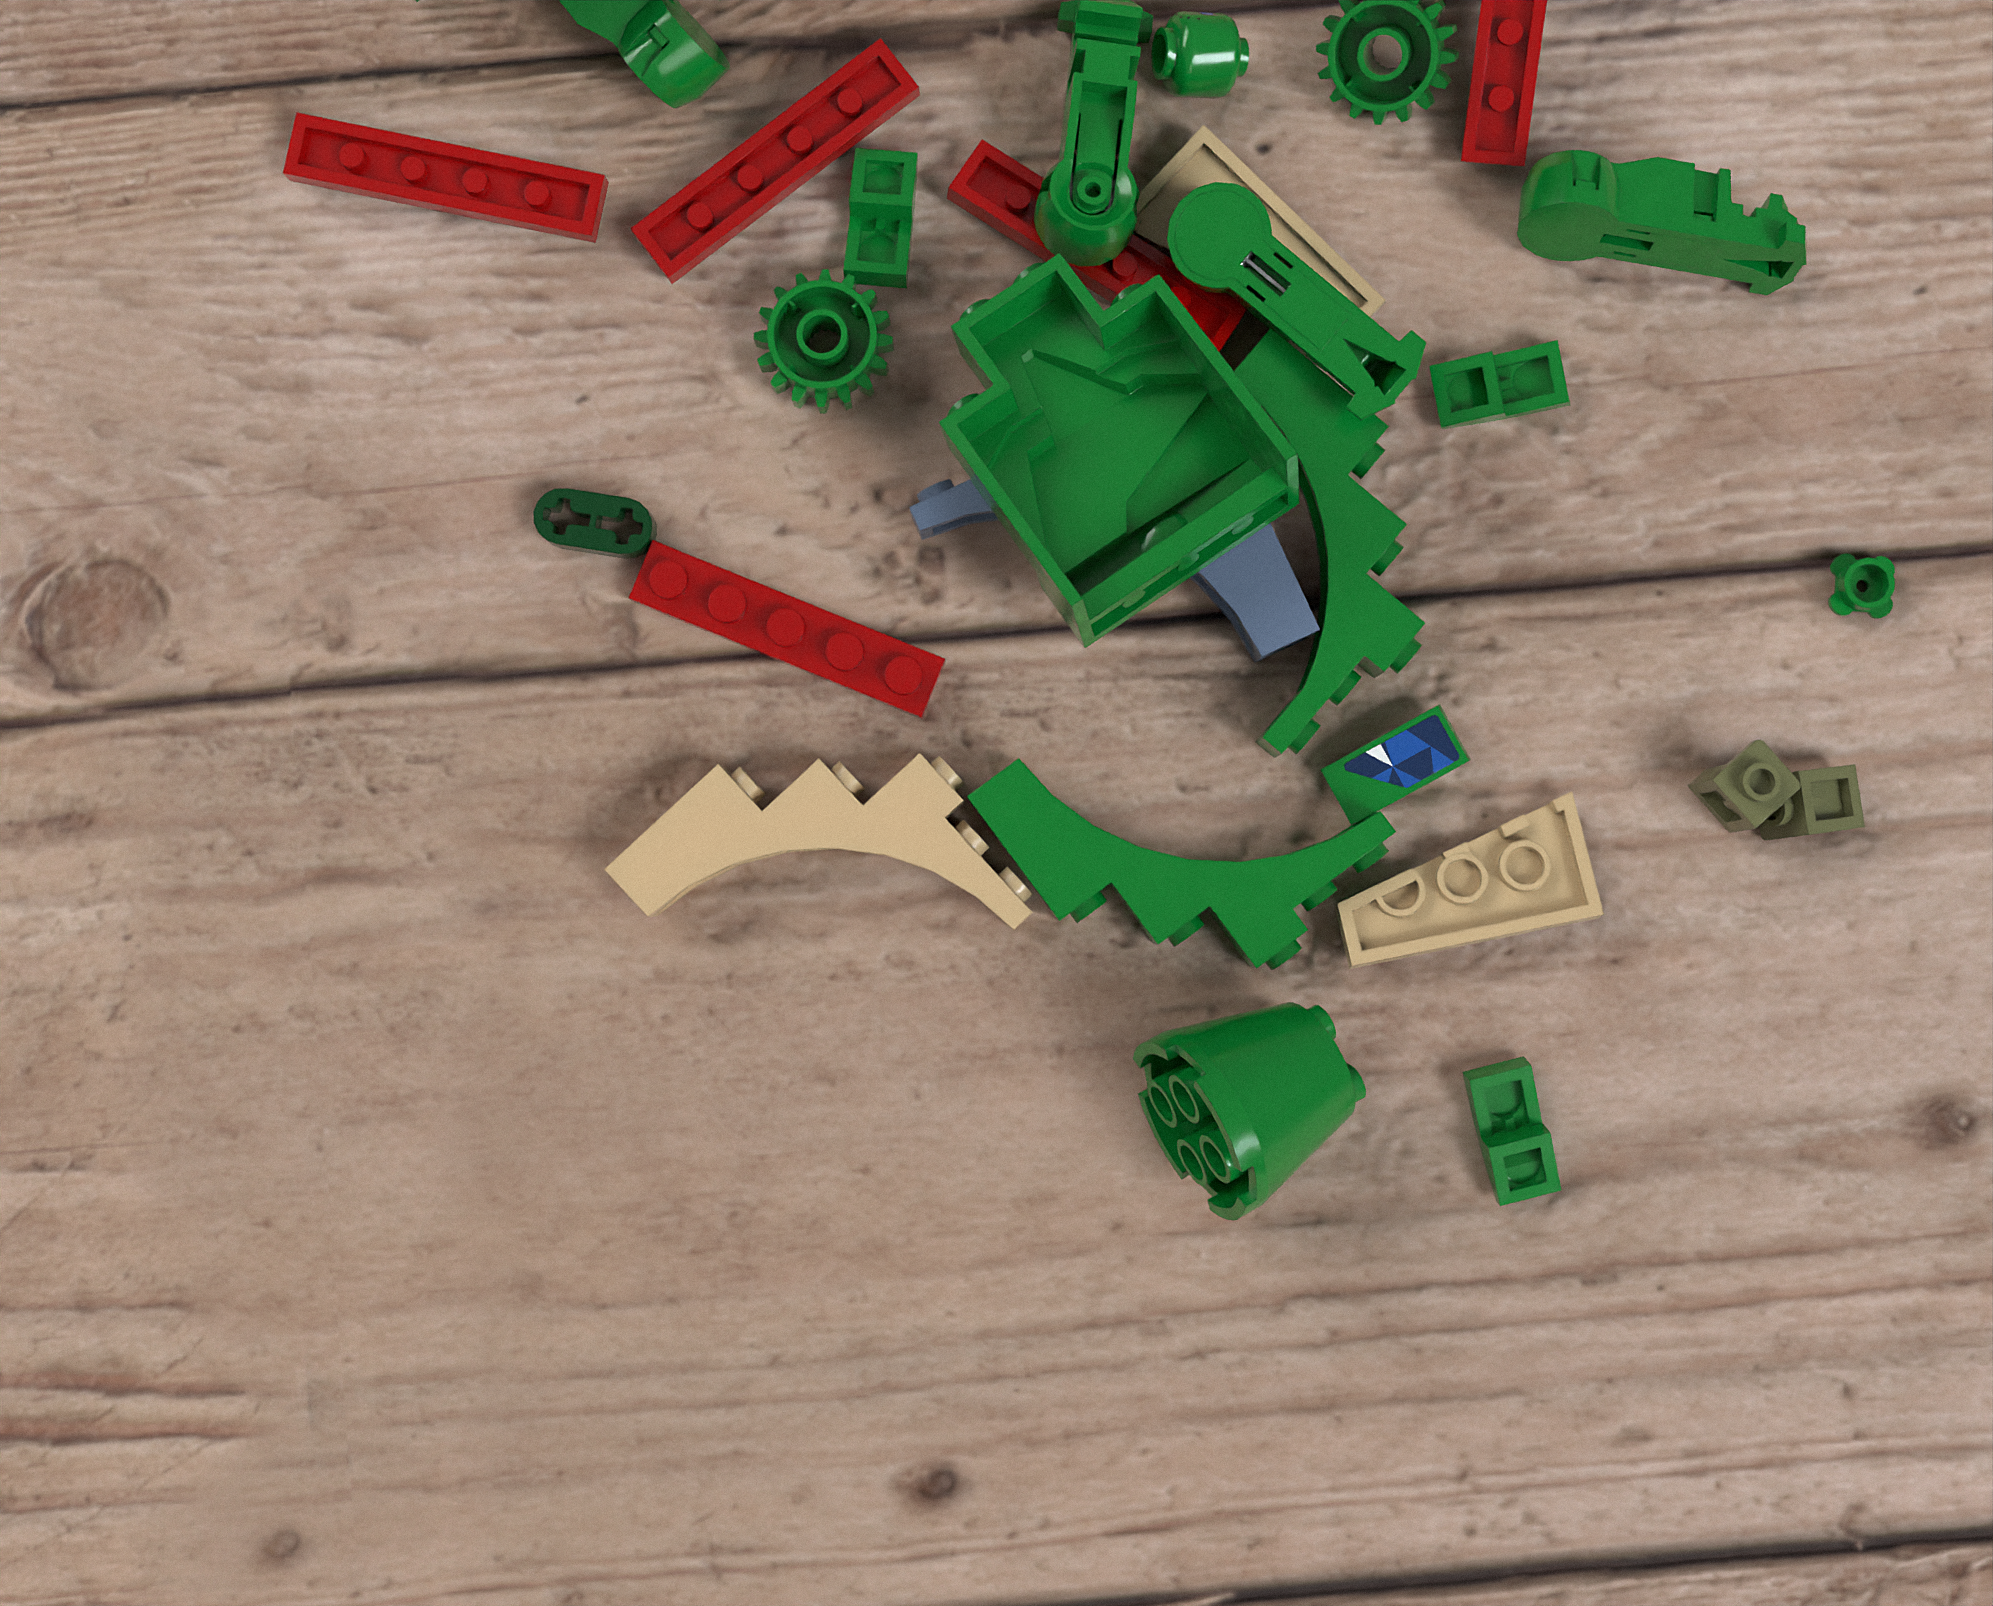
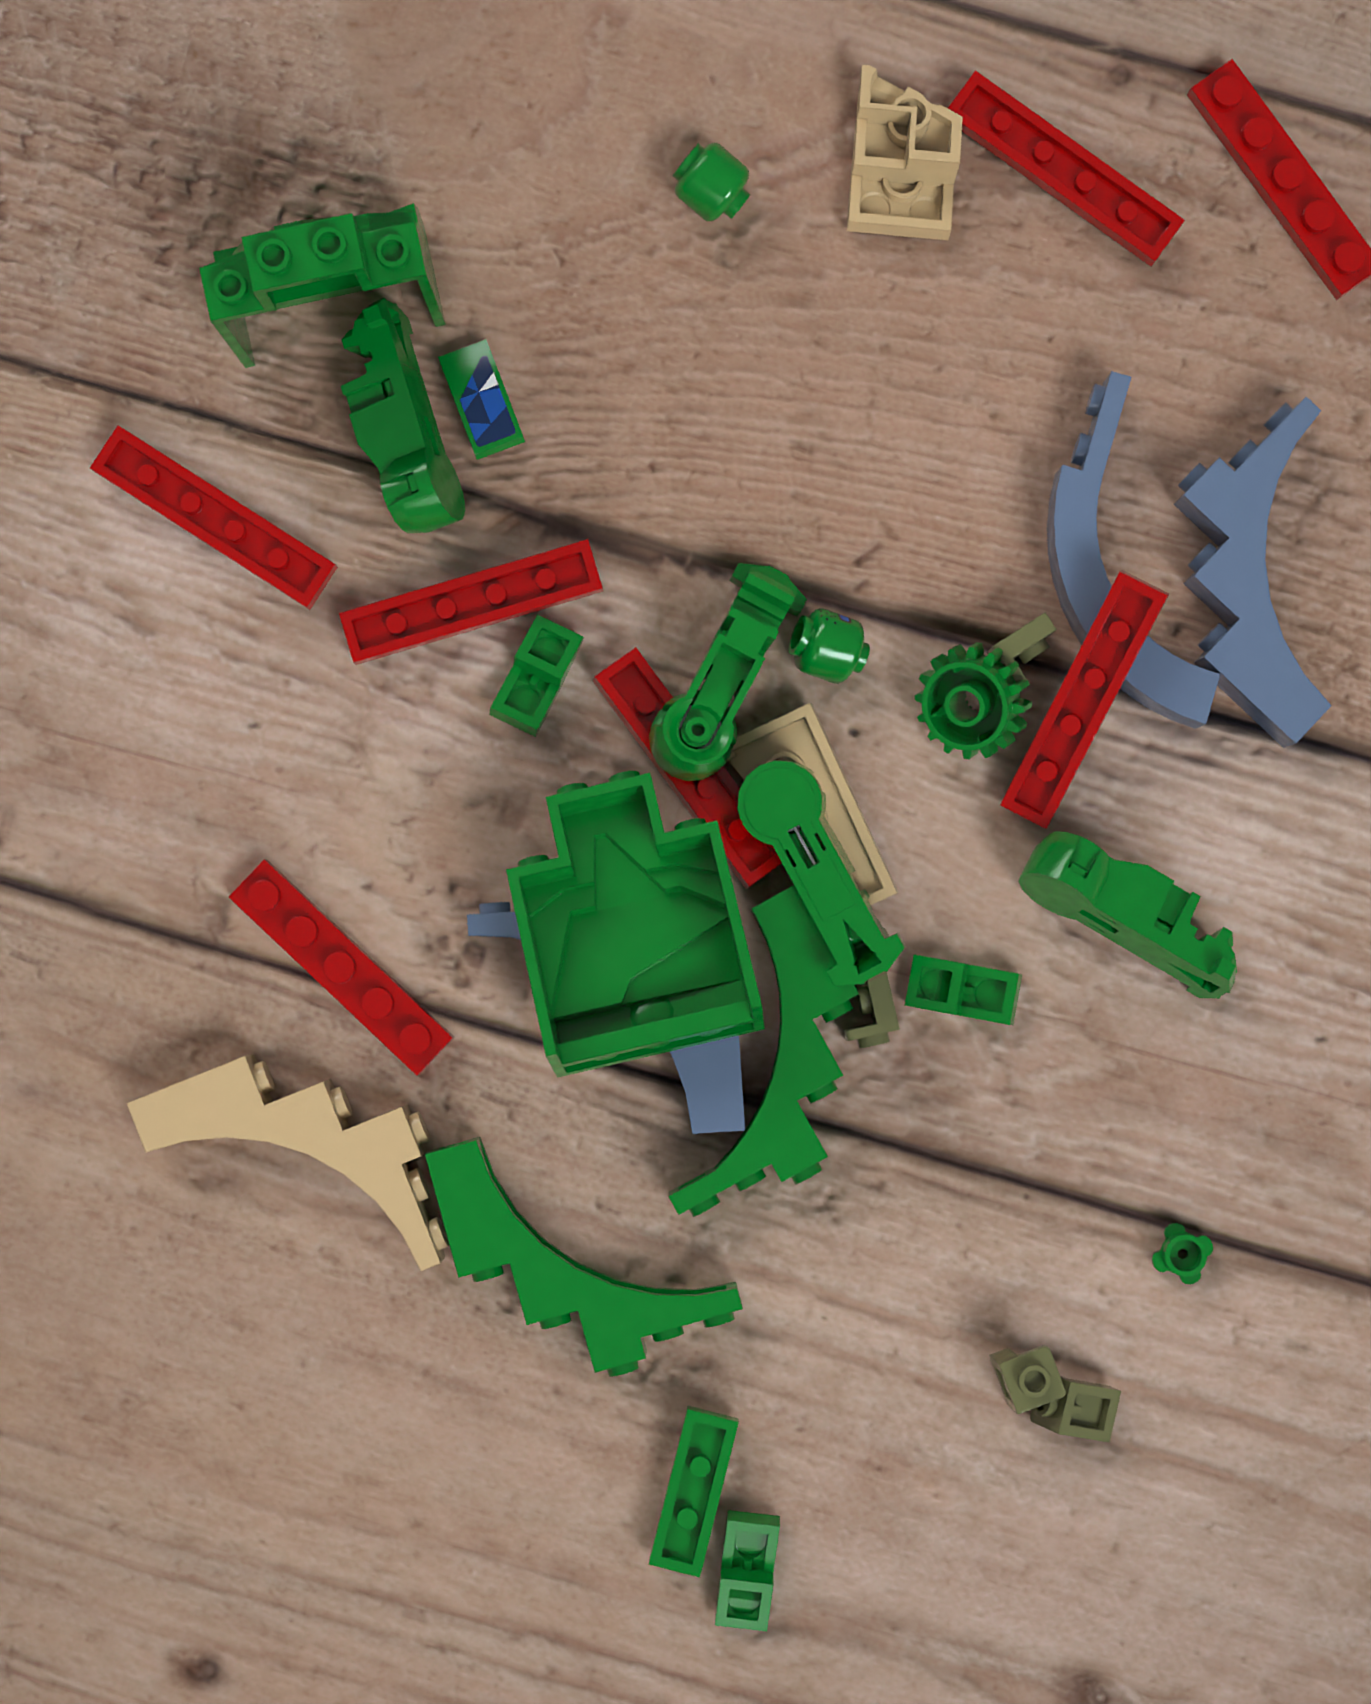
camera: 20 degrees right, 0 degrees up
(597, 508) = (231, 817): dark green beam -> none
(818, 307) = (432, 738): green gear -> none
(1246, 1099) = (548, 1471): green cone -> none
(1395, 764) = (767, 1253): slope -> none
(1415, 436) = (877, 1000): none -> olive bracket
(1417, 1064) = (693, 1491): none -> green plate
(1494, 887) = (804, 1377): tan wing -> none

